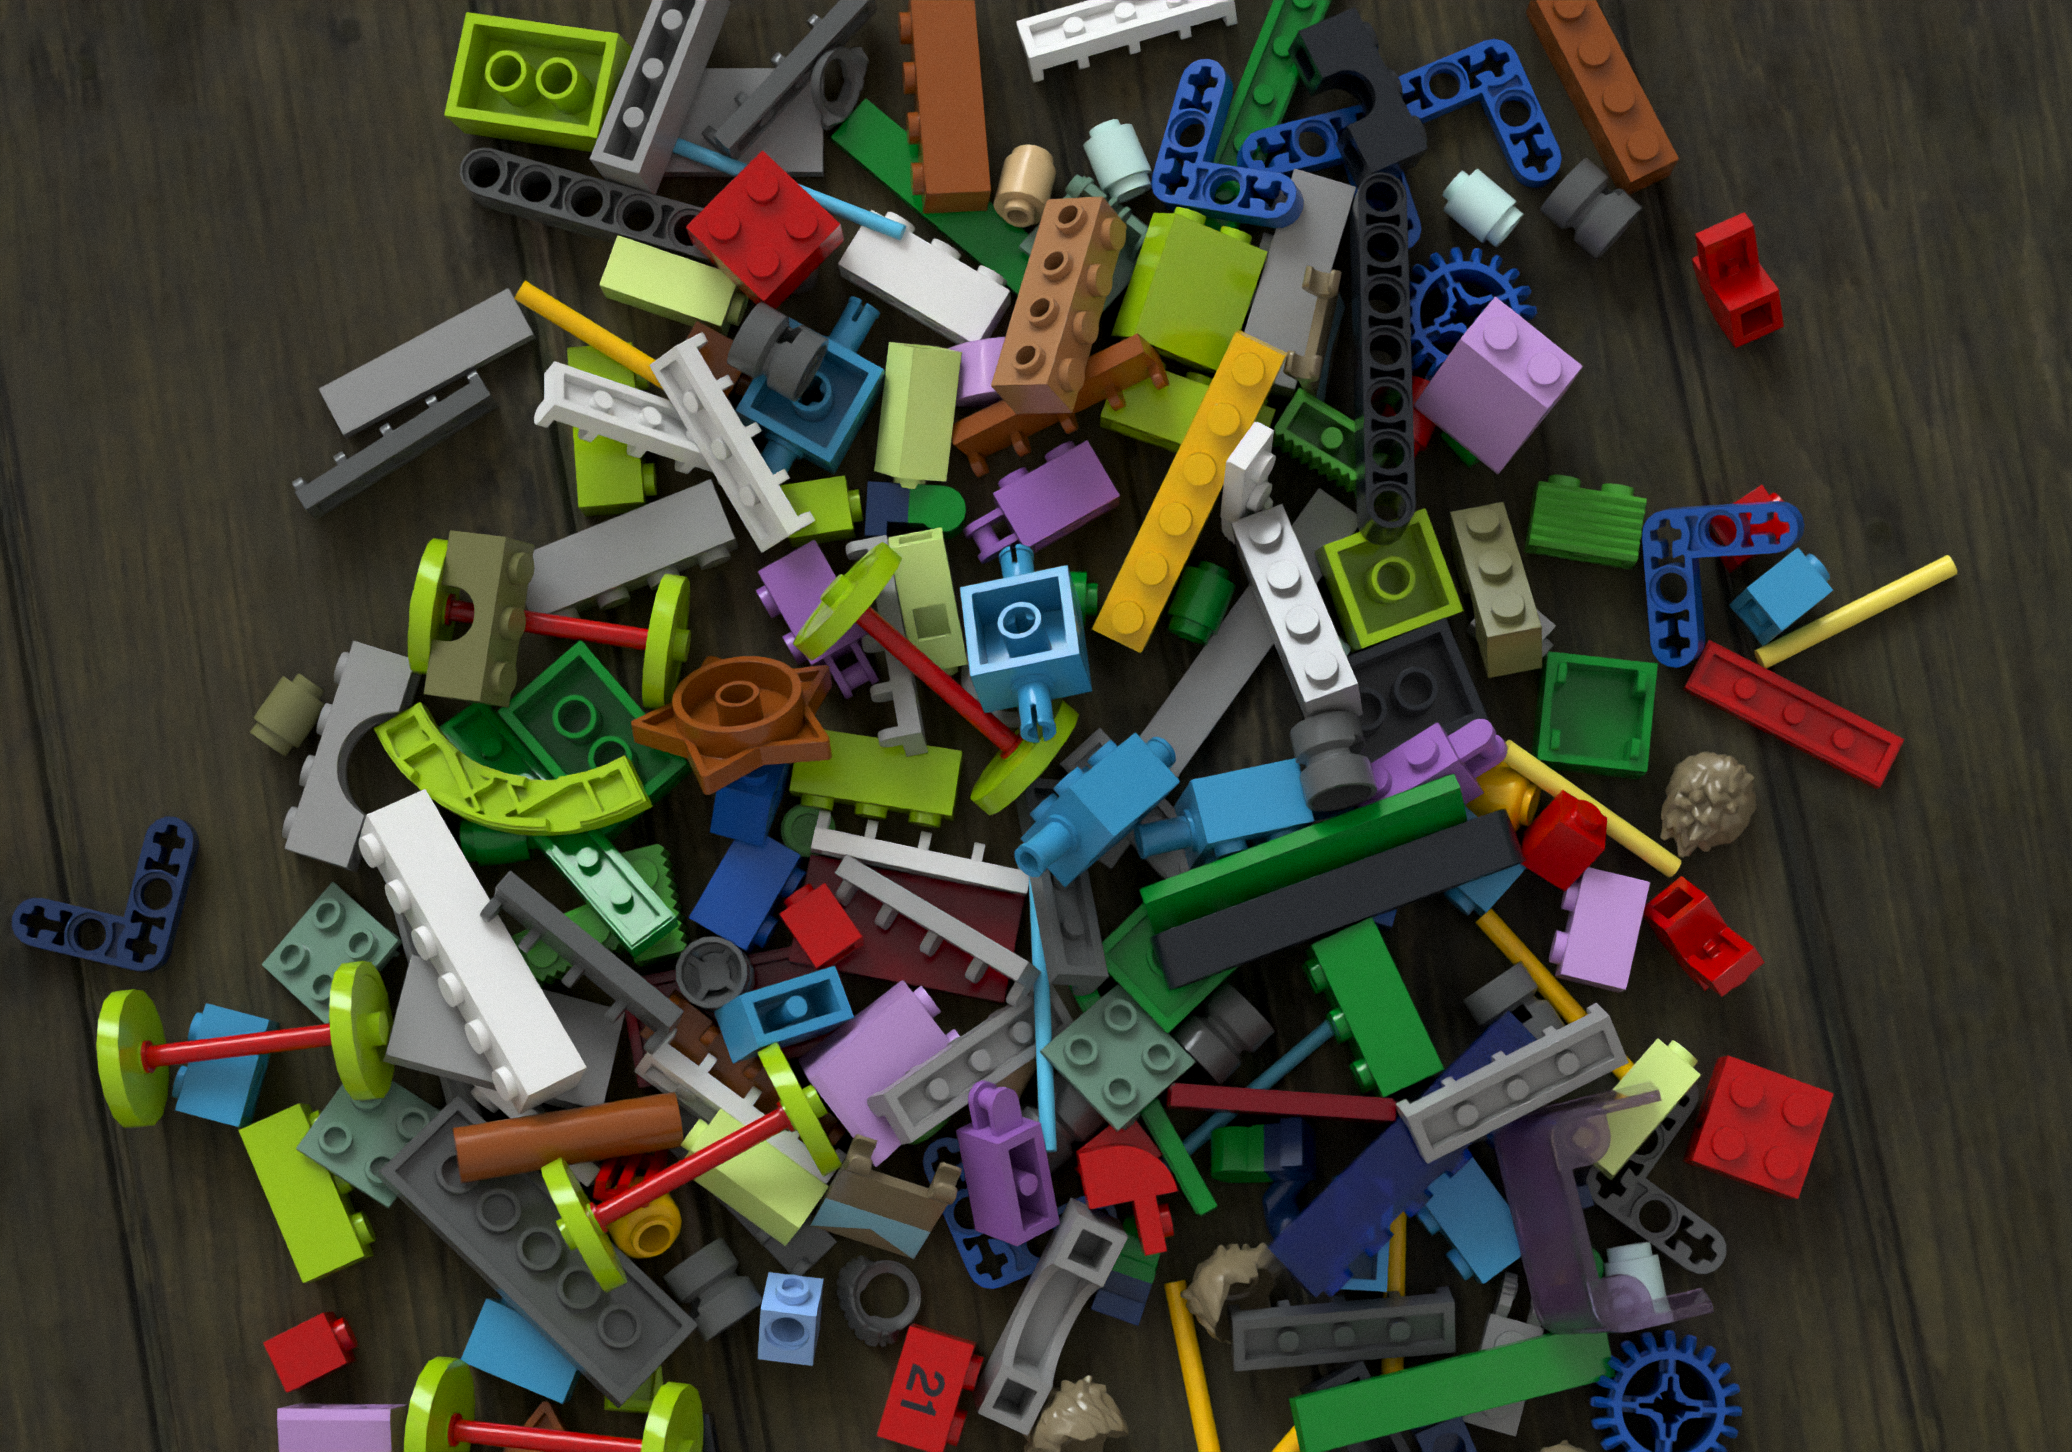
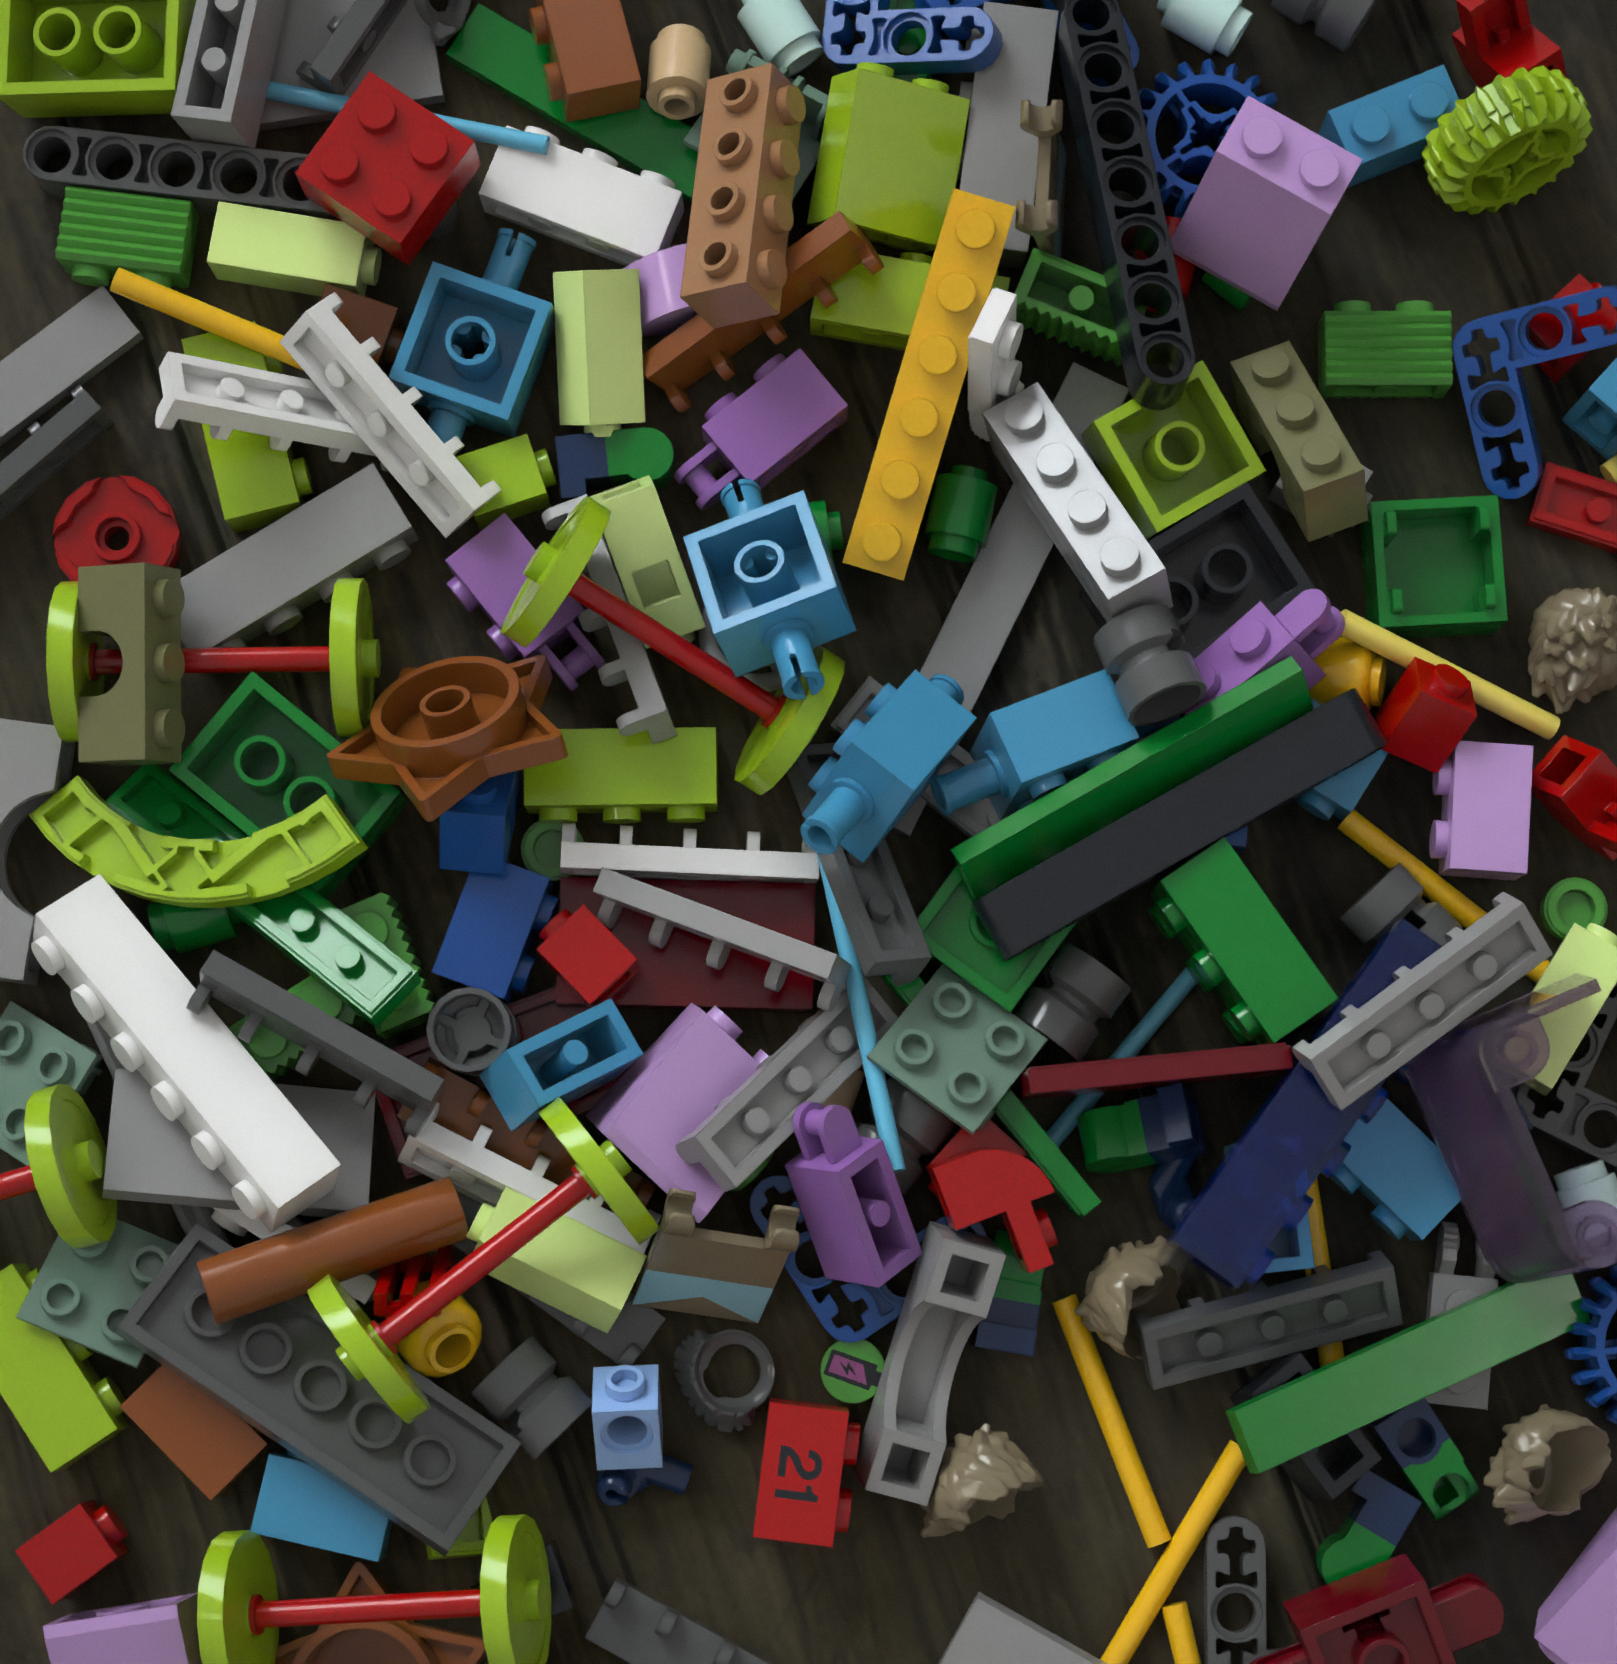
camera: 15 degrees left, 0 degrees up
(429, 1269) = (196, 1432): none -> dark orange brick
(484, 477) = (112, 506): none -> red plate
(536, 249) = (129, 232): none -> bright green brick
(773, 1374) = (617, 1486): none -> dark blue arm
(777, 351) = (425, 299): dark grey wheel -> none
(985, 1312) = (851, 1370): none -> tile
(1626, 331) = (1391, 123): none -> dark azure brick
(1666, 1021) = (1572, 902): none -> bright green tile
(1718, 361) = (1506, 140): none -> lime gear

